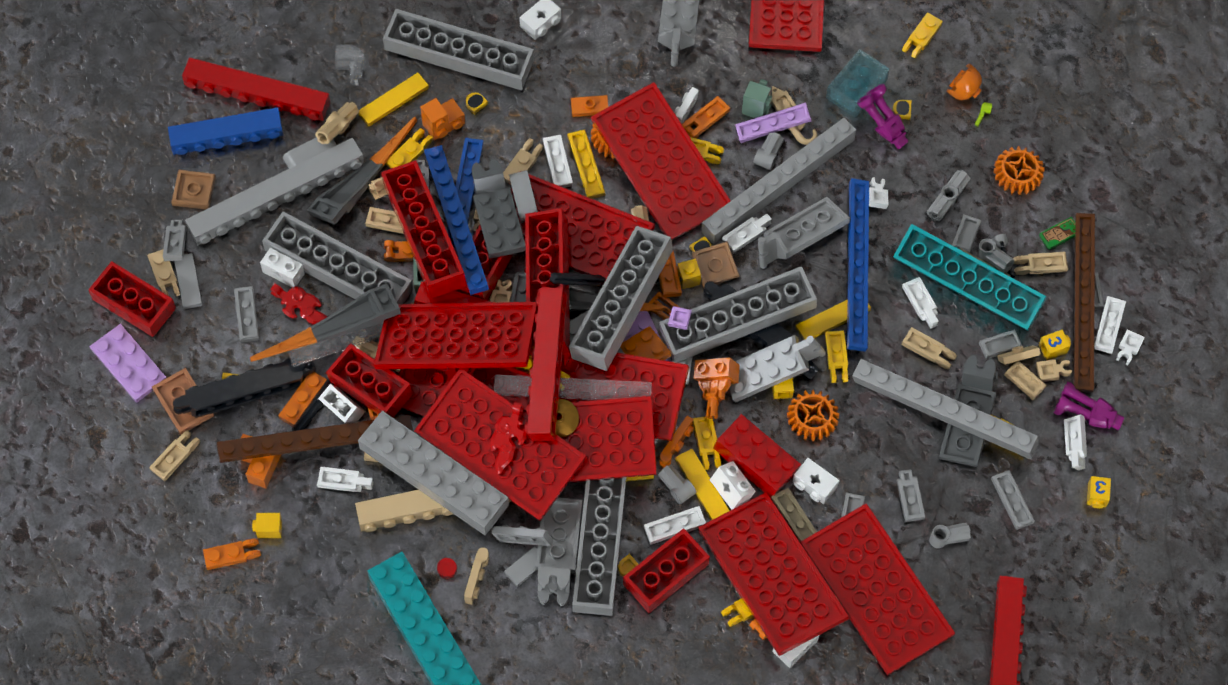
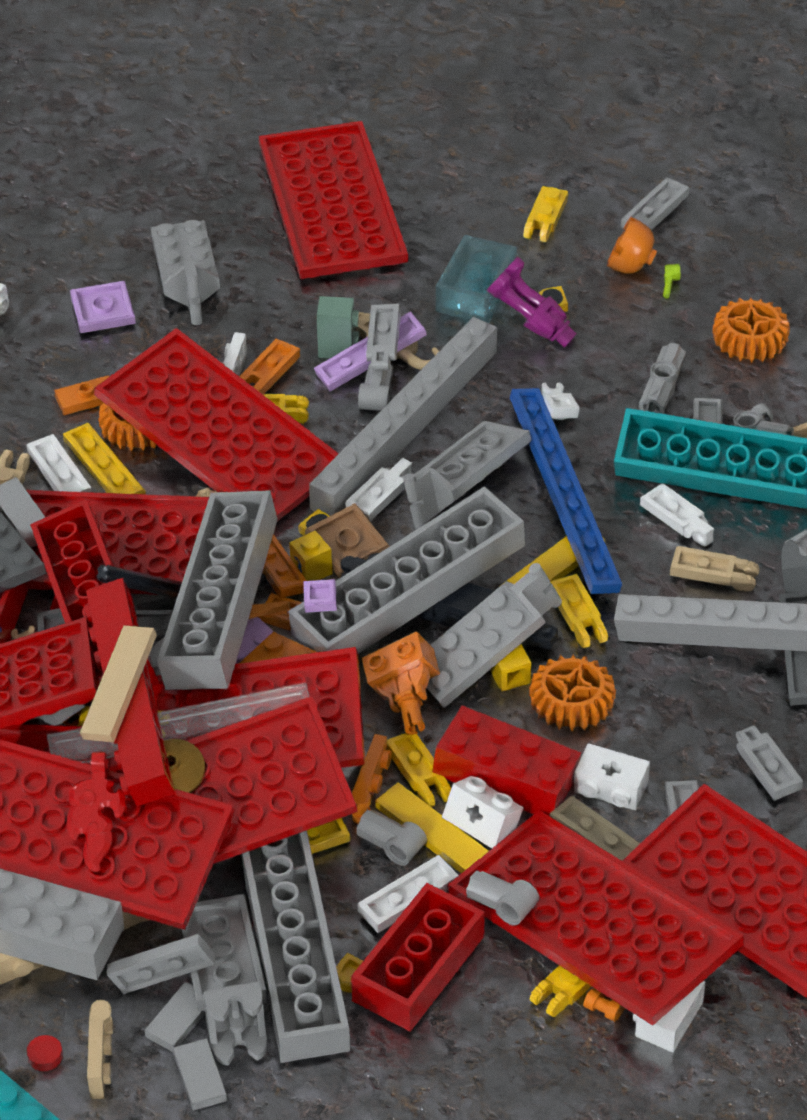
camera: 15 degrees left, 20 degrees down
(526, 606) = (199, 1074): none -> light grey tile
(540, 363) = (118, 684): none -> tan tile
(617, 37) = (102, 306): none -> lavender plate
(727, 553) = (509, 900): none -> light grey piece
(782, 118) = (383, 335): none -> light grey hinge
(994, 50) = (658, 203): none -> light grey plate

